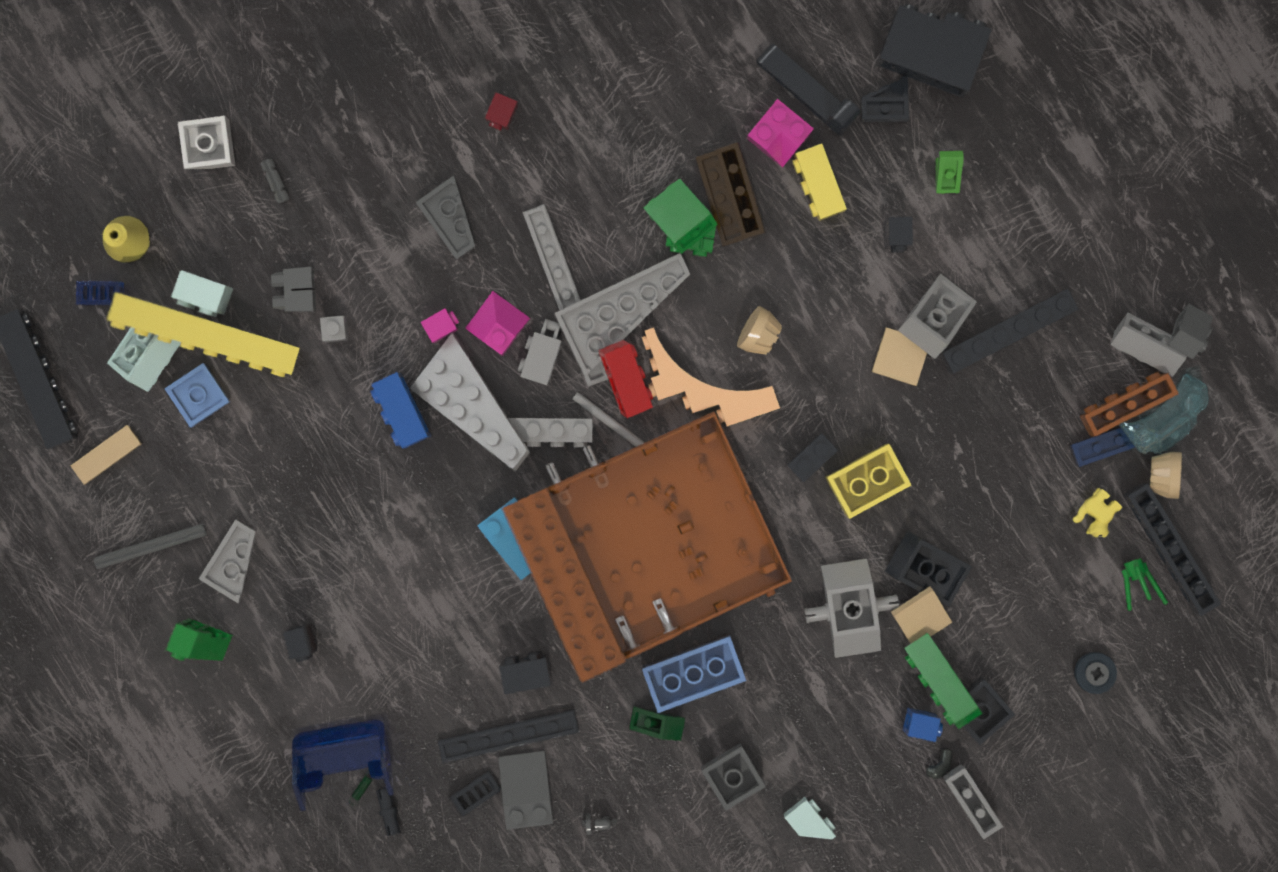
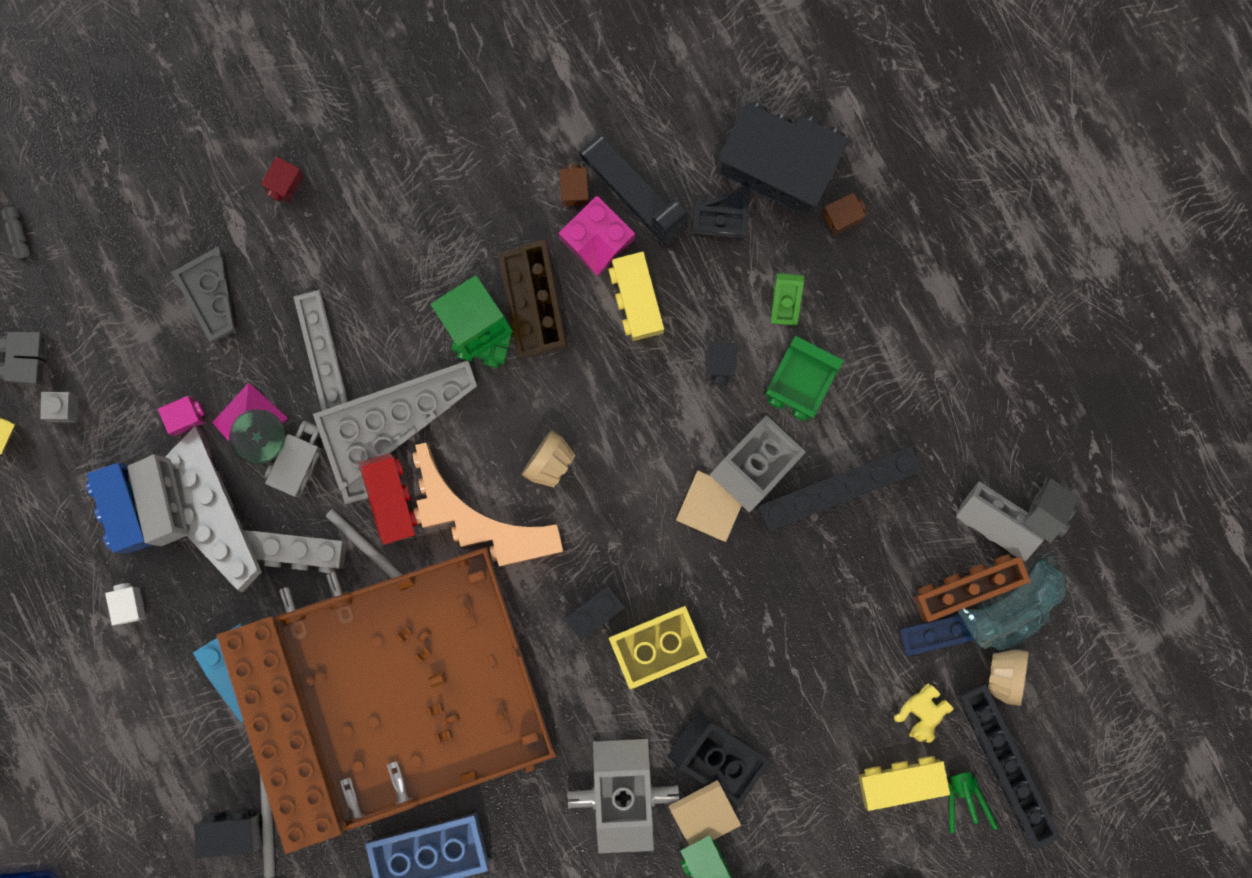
camera: 10 degrees right, 5 degrees down
(412, 491) = (125, 604): none -> white brick
(432, 400) = (157, 500): none -> light grey brick
(510, 337) = (257, 436): none -> tile
(553, 660) = (267, 834): none -> light grey bar
(755, 90) = (574, 186): none -> reddish brown brick
(968, 239) = (802, 379): none -> green panel
(992, 91) = (844, 213): none -> reddish brown brick
(1085, 573) = (903, 783): none -> light yellow brick

